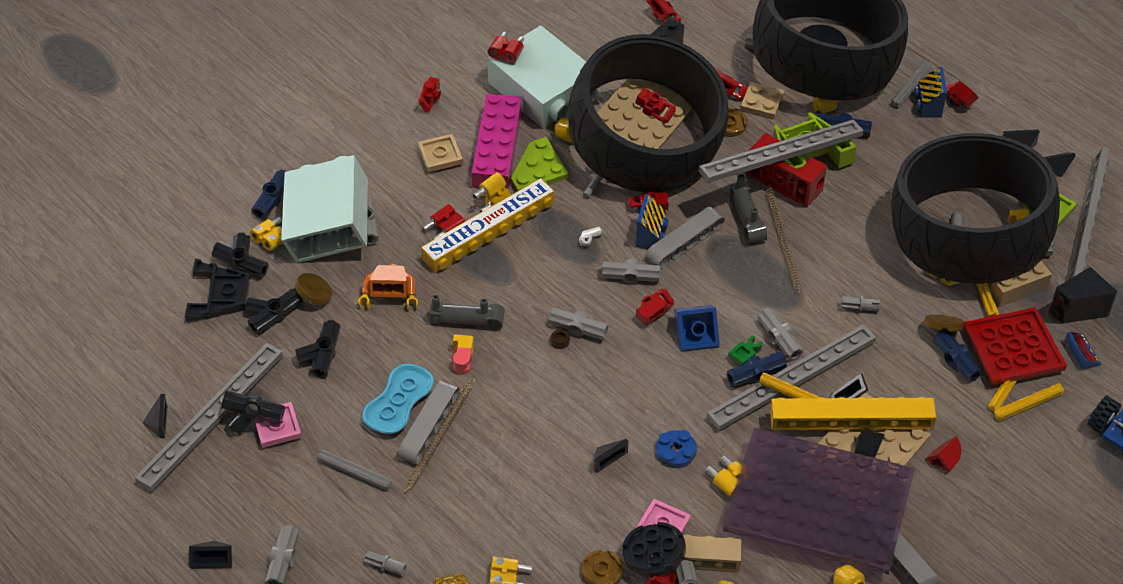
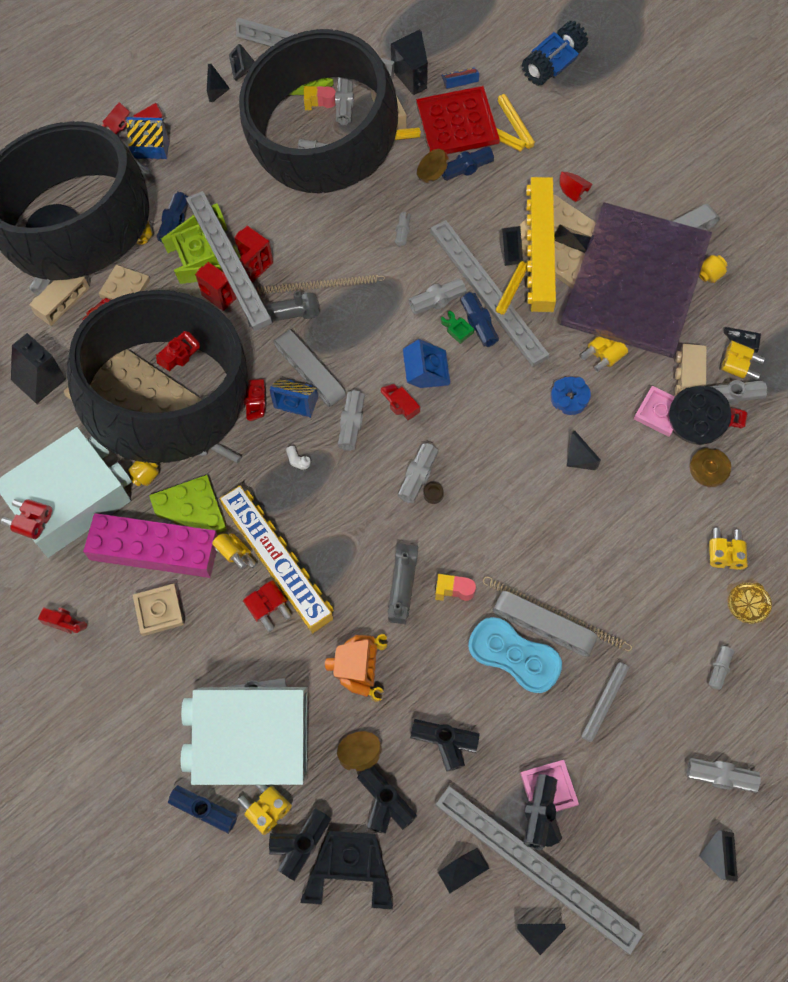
camera: 85 degrees left, 15 degrees up
(214, 367) = (463, 870): none -> black slope
(738, 54) = (58, 298): none -> tan brick
(954, 70) = (116, 118): none -> red piece

